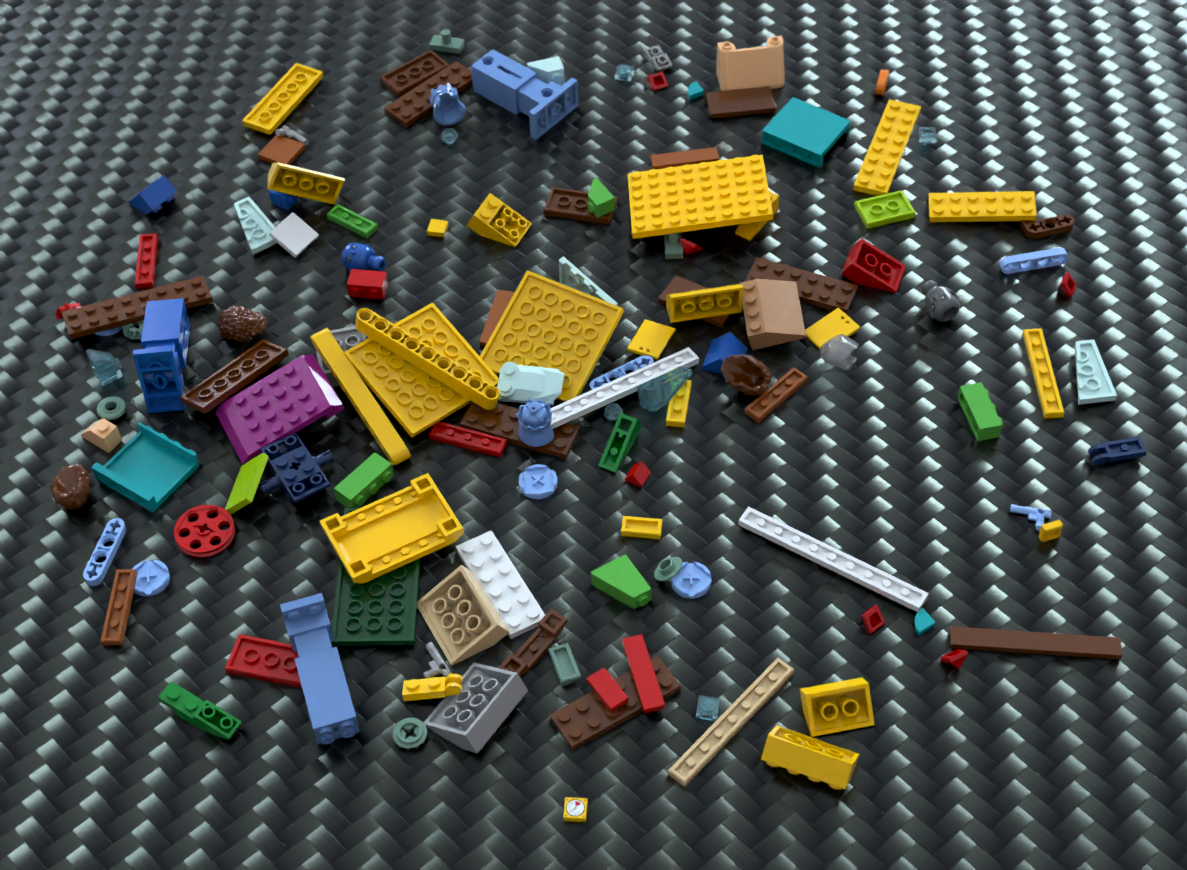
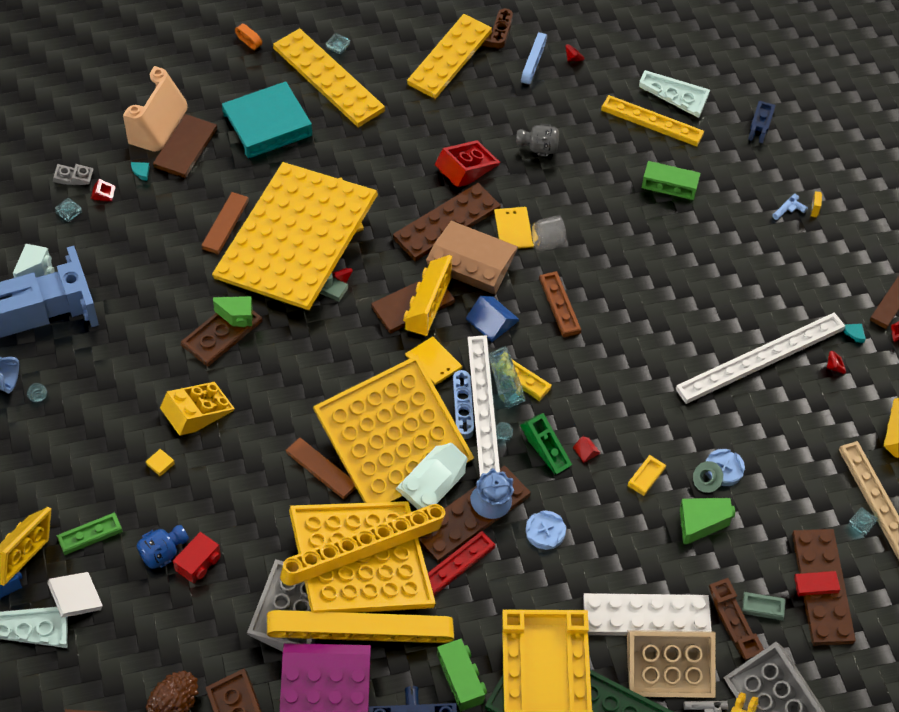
camera: 65 degrees left, 5 degrees up
(574, 278) = (340, 378): light aqua wing -> none
(643, 673) = (813, 548): red tile -> none
(746, 374) = (533, 309): reddish brown piece -> none
(884, 209) = (400, 119): lime tile -> none

